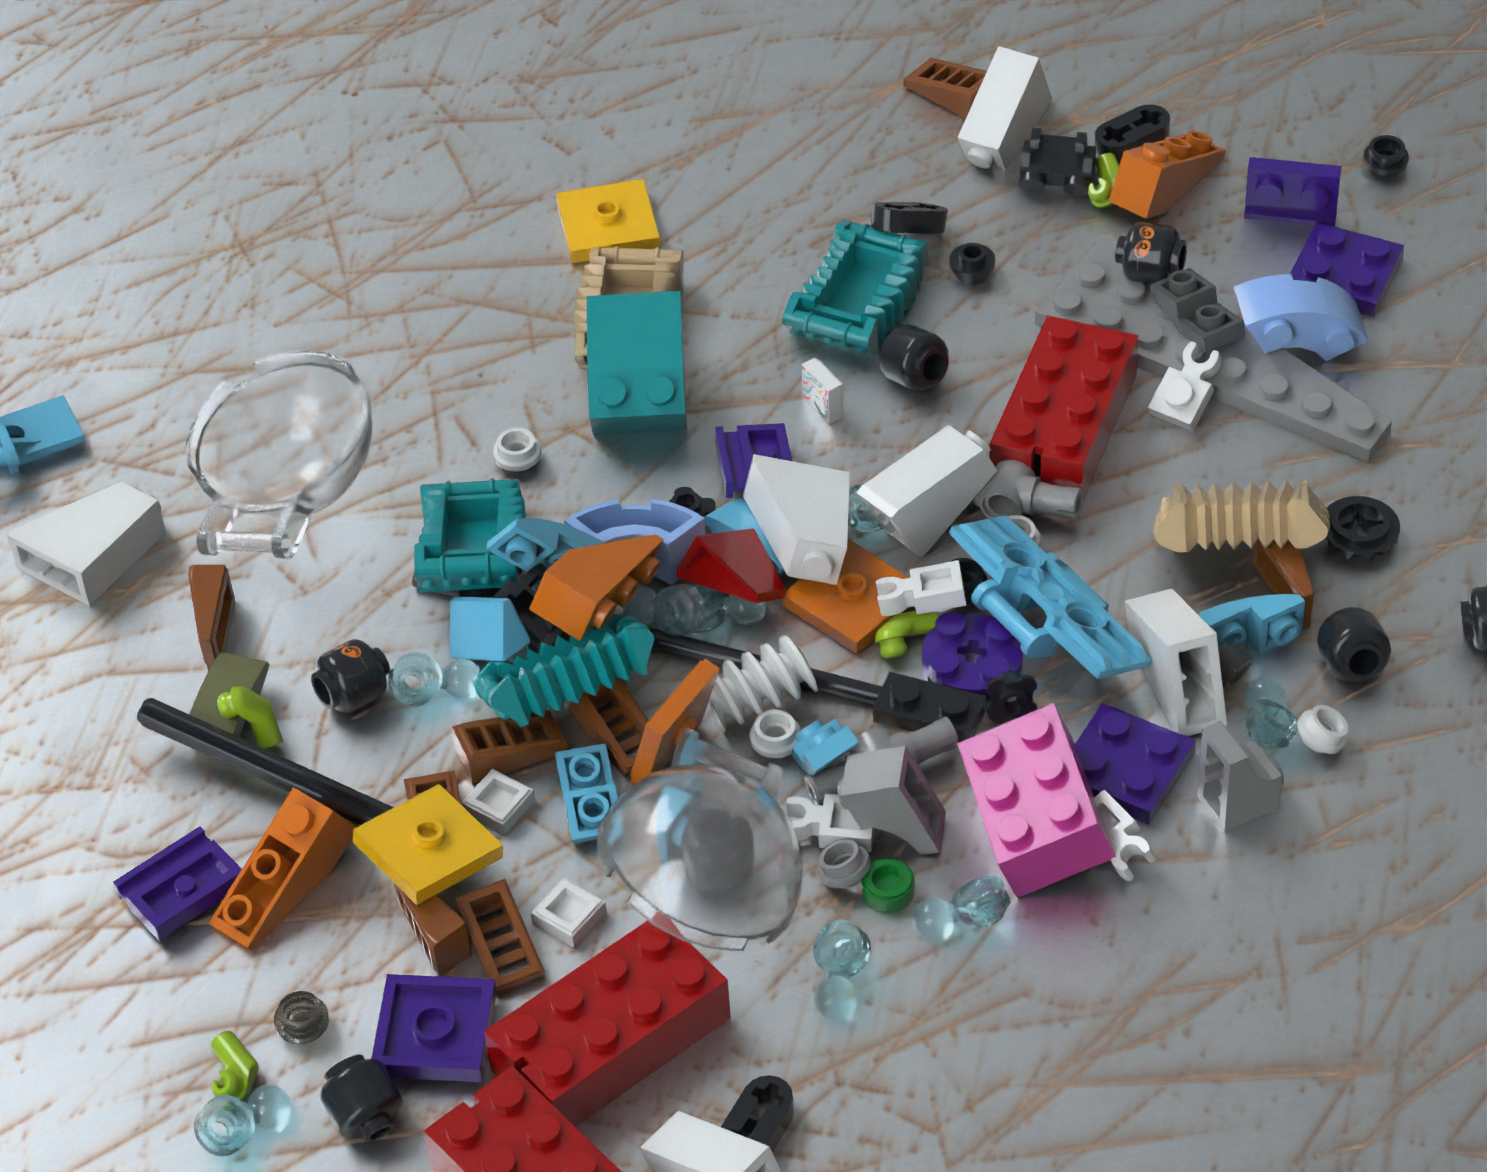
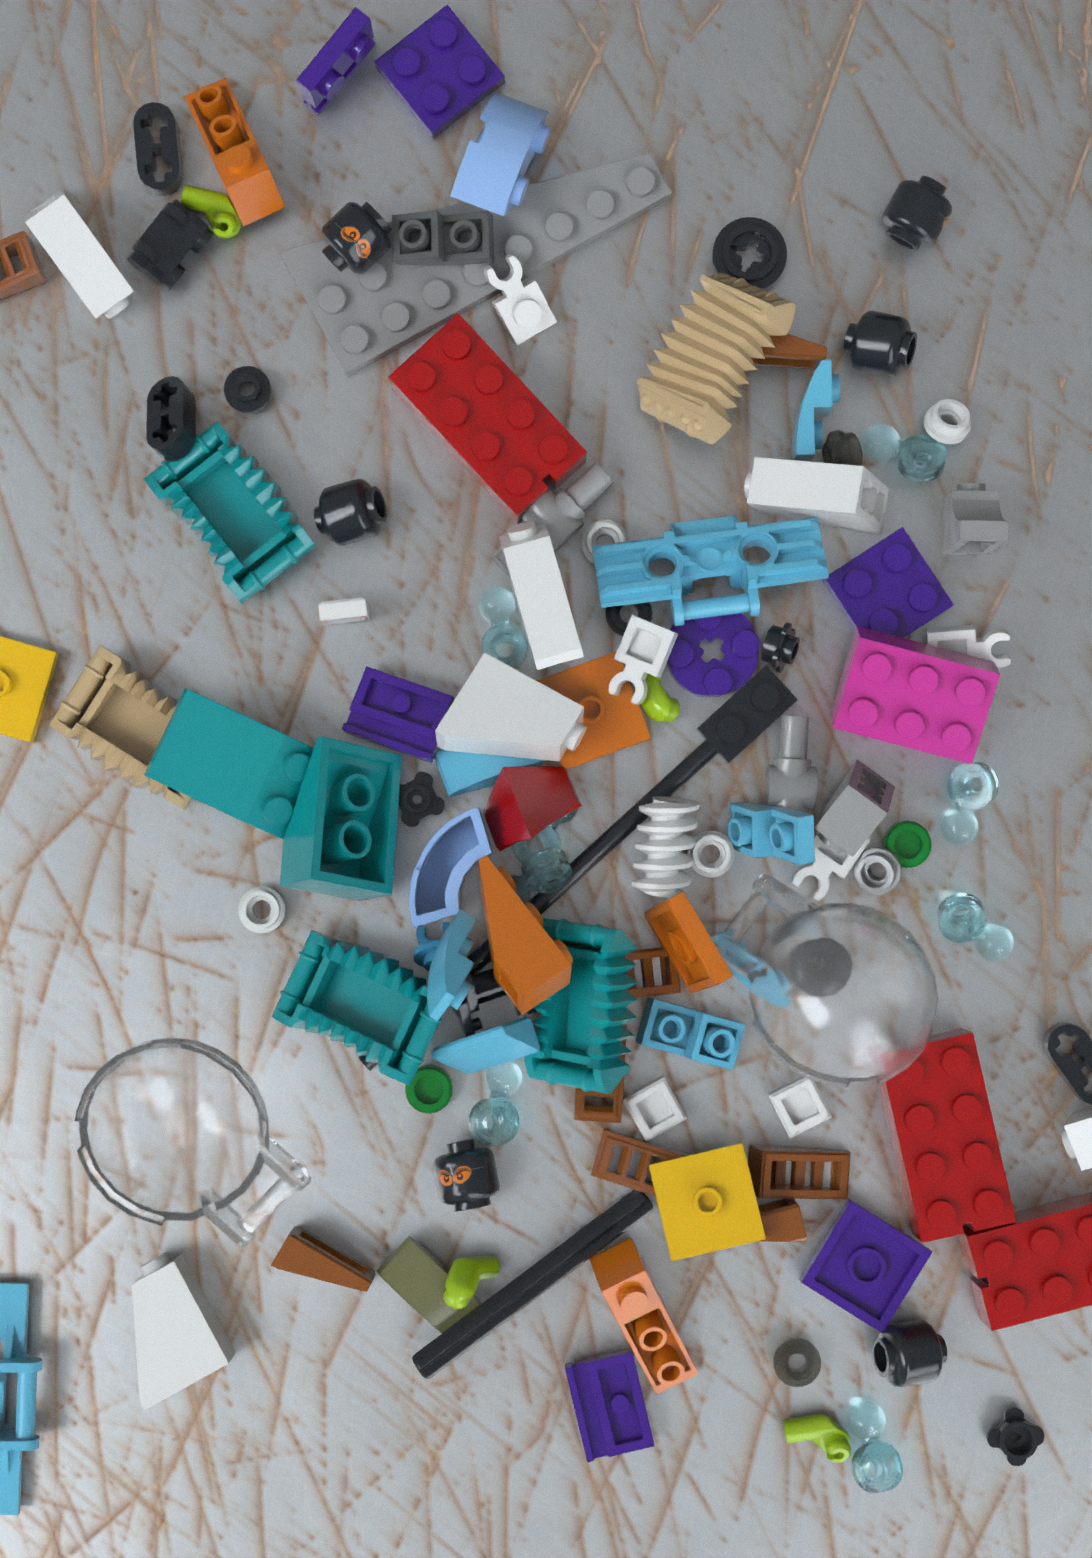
camera: 65 degrees left, 40 degrees up
(419, 631) = (429, 1089): none -> green tile
(631, 447) = (344, 823): none -> teal slope

